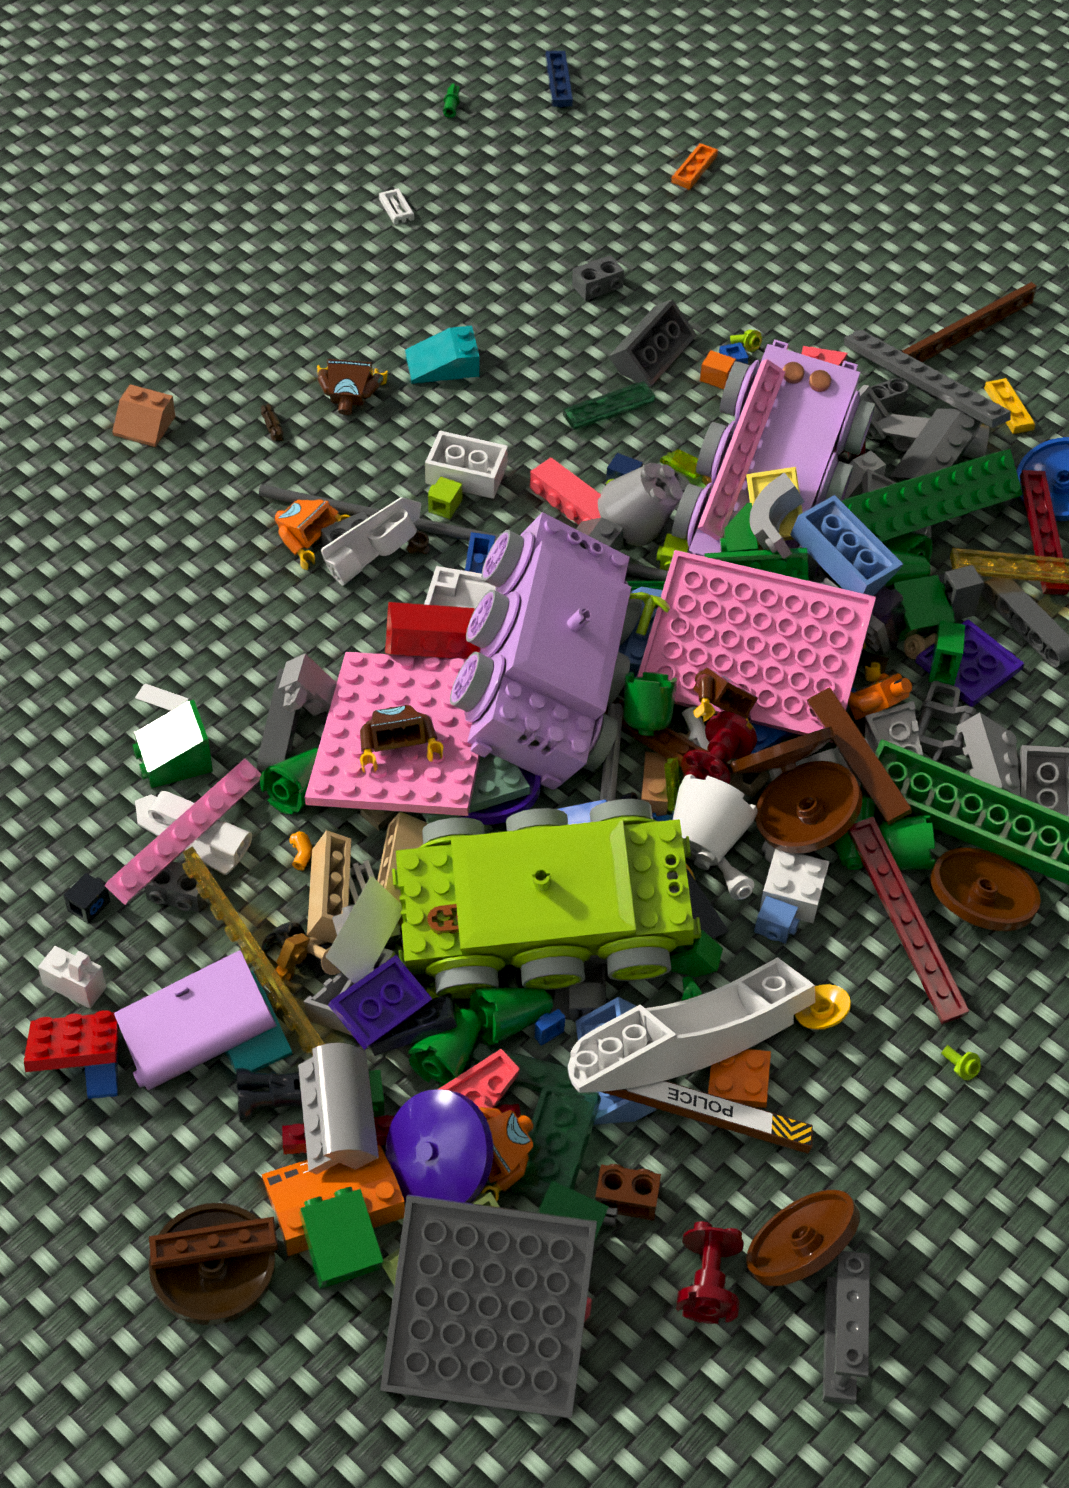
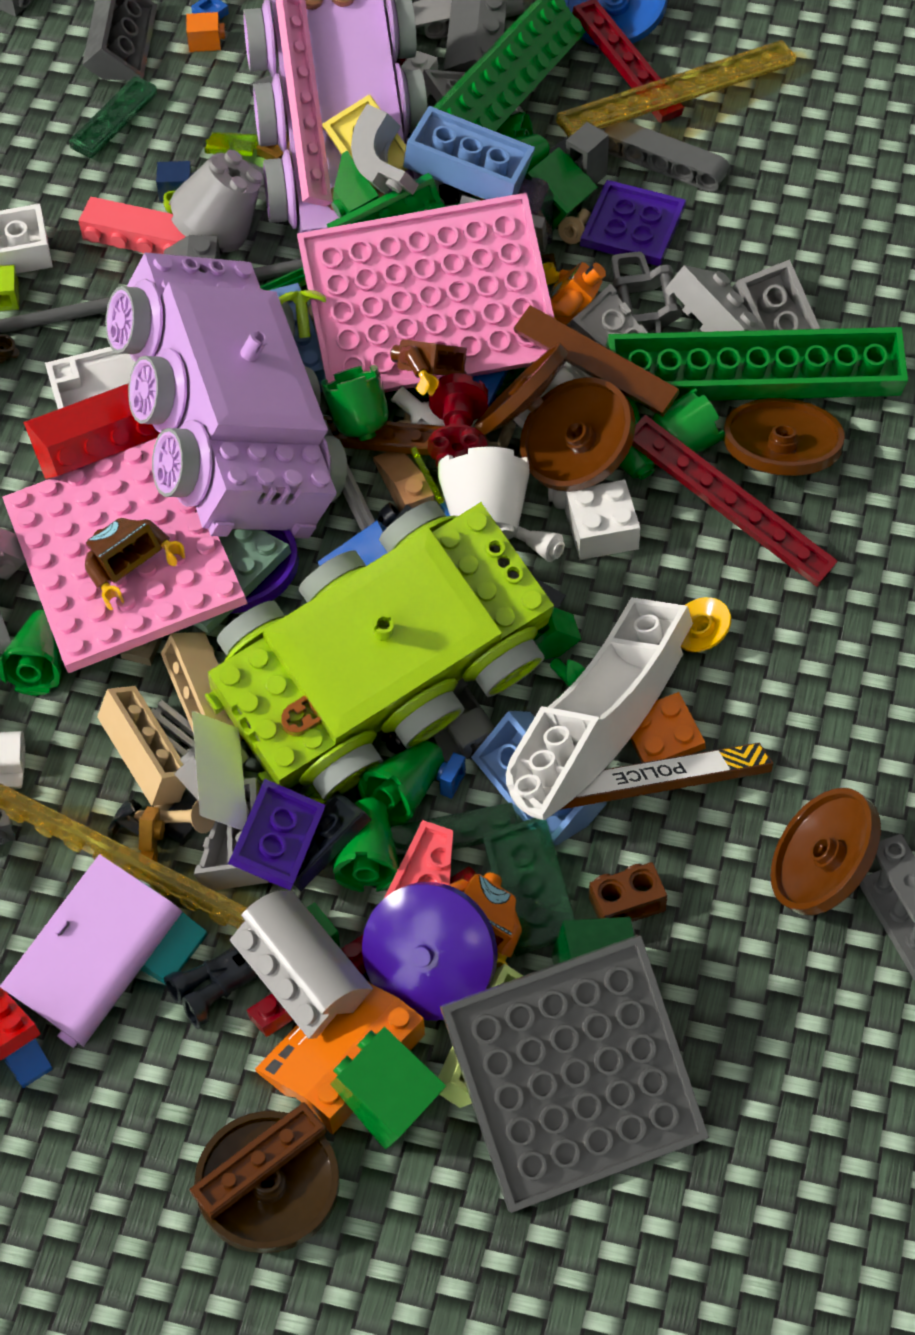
camera: 25 degrees left, 5 degrees up
(304, 847) = (81, 715): light orange arm -> none
(478, 550) = (80, 329): blue slope -> none
(666, 552) = (278, 242): lime brick -> none
(708, 1298) = (766, 951): dark red piece -> none
(777, 920) = (606, 562): medium blue brick -> none
(947, 652) = (612, 220): green slope -> none
(966, 1066) = (865, 613): lime plate -> none

